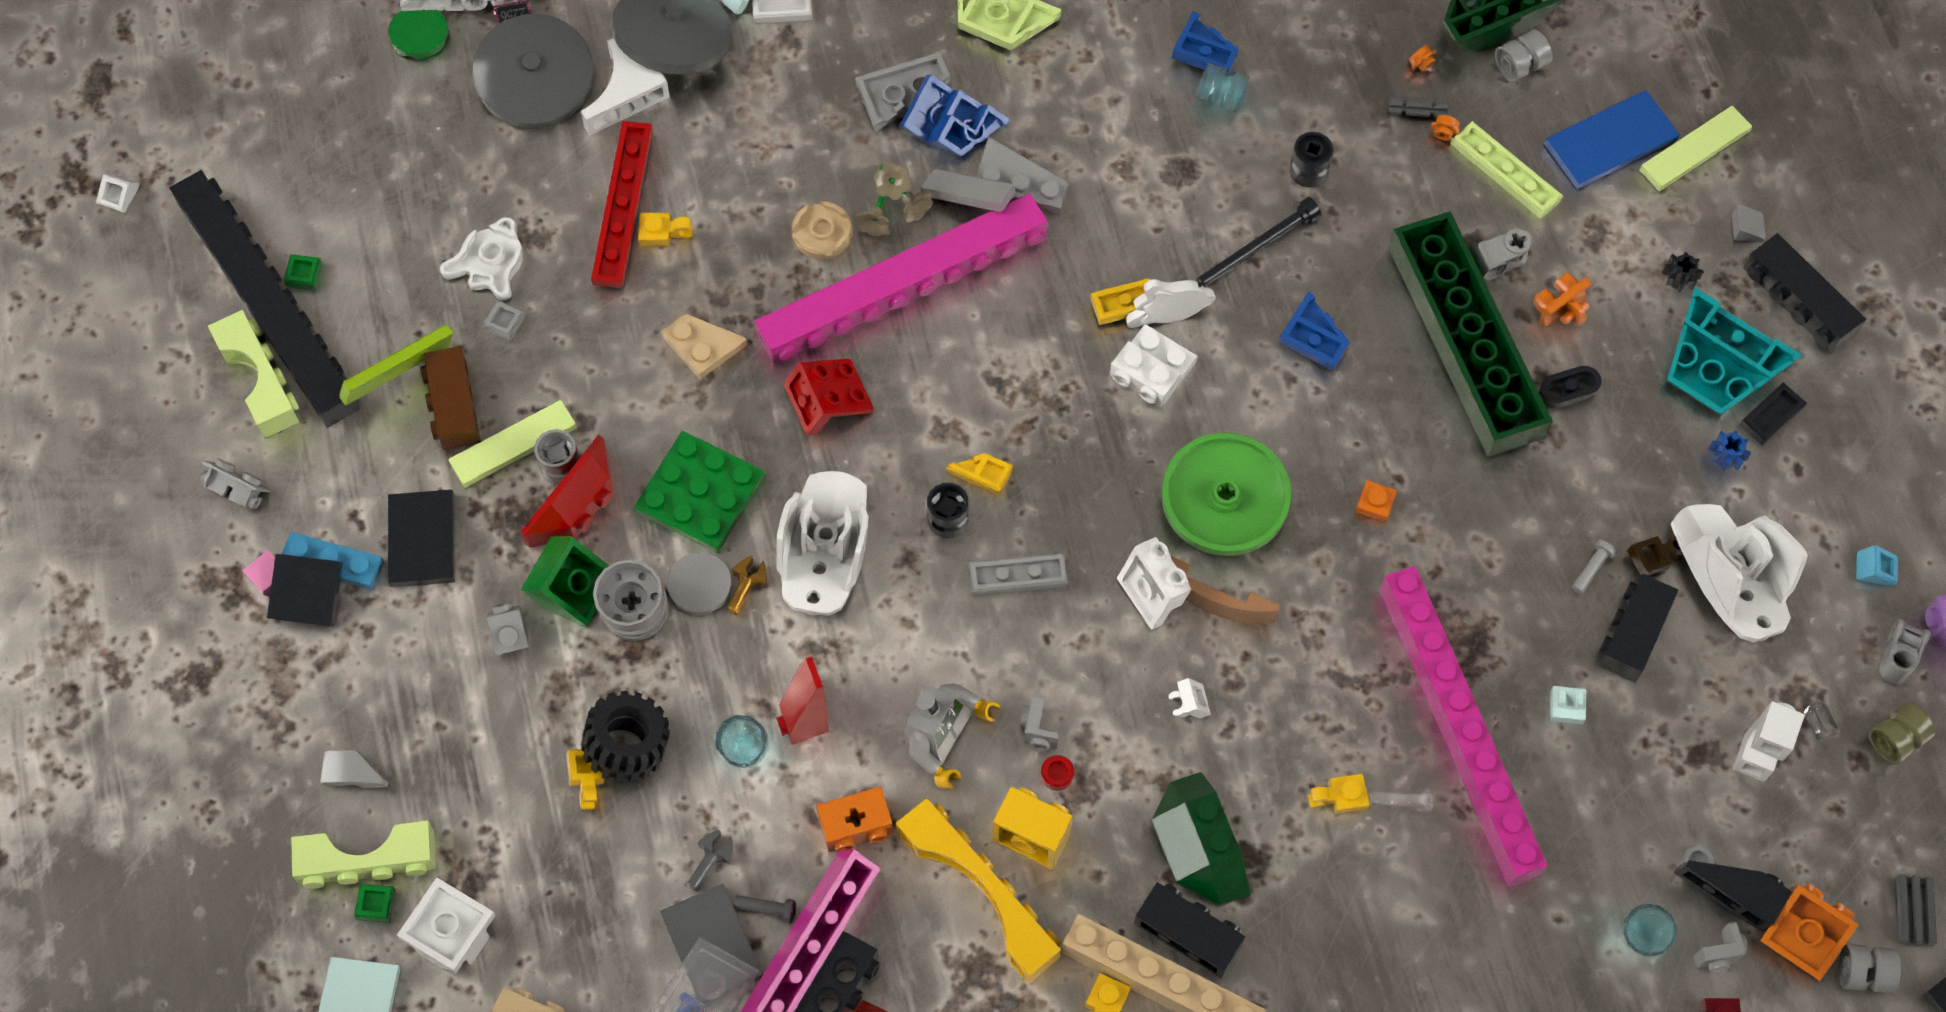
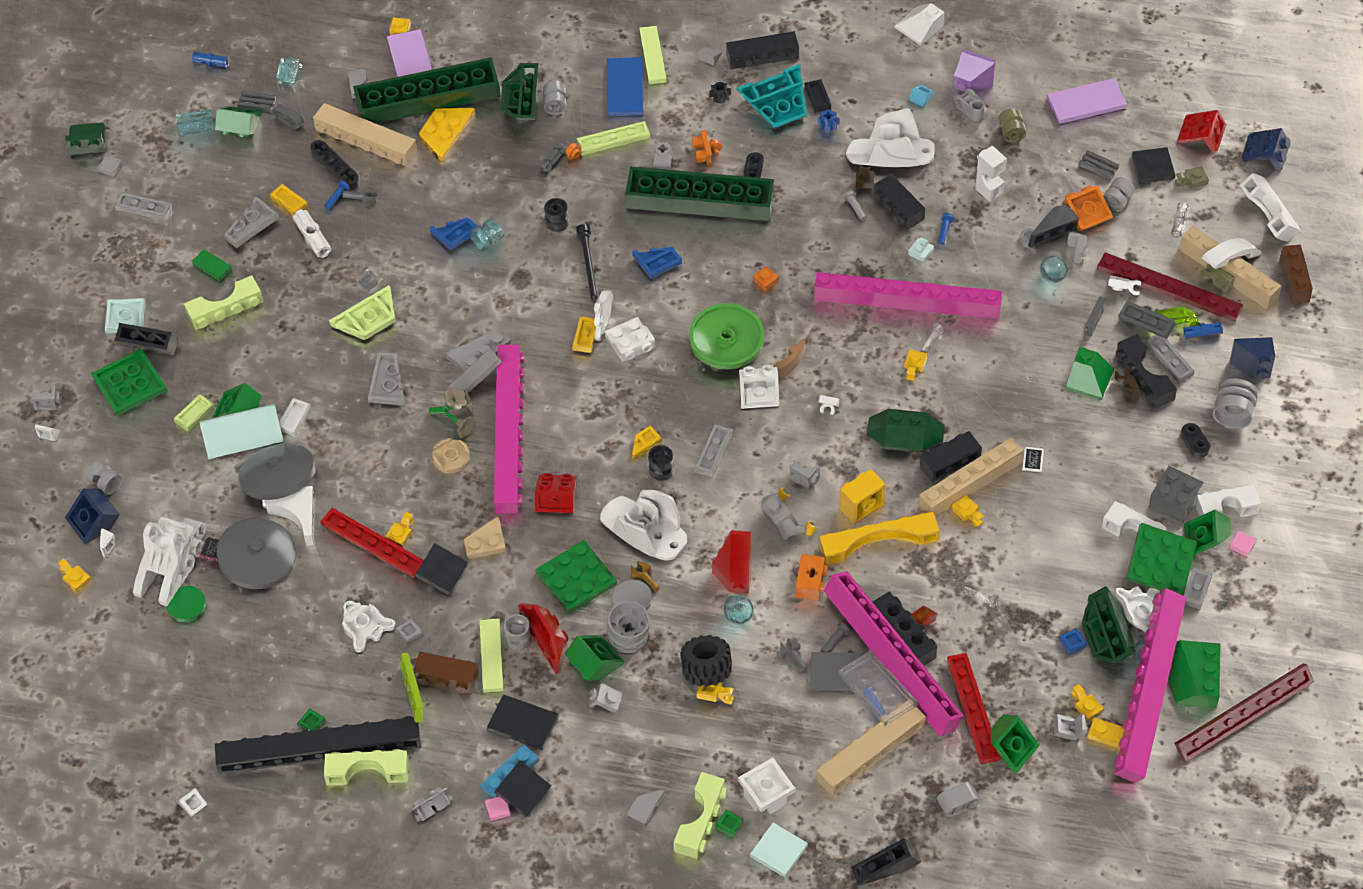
camera: 60 degrees left, 10 degrees down
(619, 309) = (441, 569): none -> black tile
(950, 118) = (421, 366): blue slope -> none
(1057, 772) = (833, 479): red tile -> none
(1422, 58) = (525, 141): orange plate -> none
(1651, 716) = (947, 218): none -> blue piece

